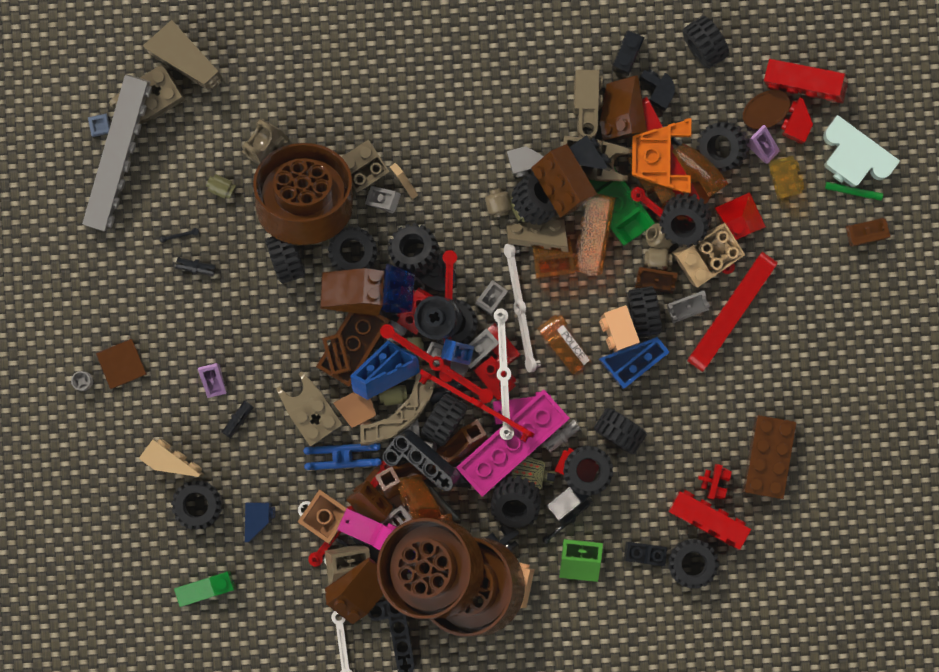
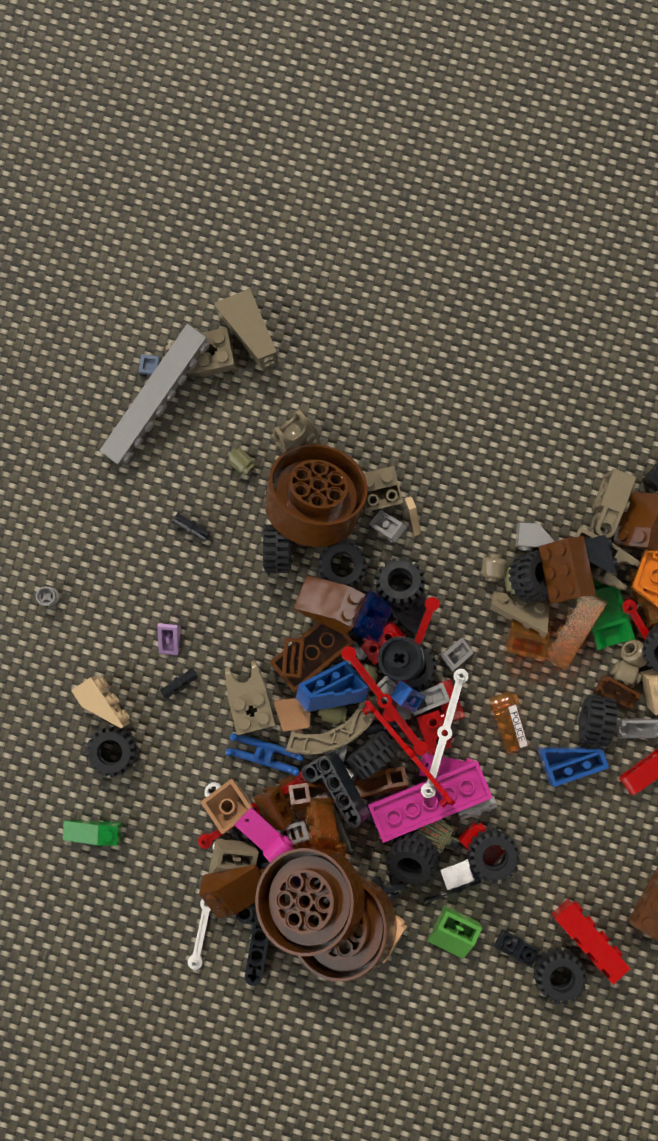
camera: 20 degrees right, 0 degrees up
(121, 364) = (90, 593): reddish brown tile -> none
(194, 231) = (202, 494): black hinge -> none
(257, 518) = (164, 784): dark blue slope -> none
(520, 308) = (479, 673): white piece -> none
(619, 329) = (569, 730): light nougat brick -> none
(620, 431) = (535, 825): black tyre -> none
(718, 473) = (604, 902): red hips -> none

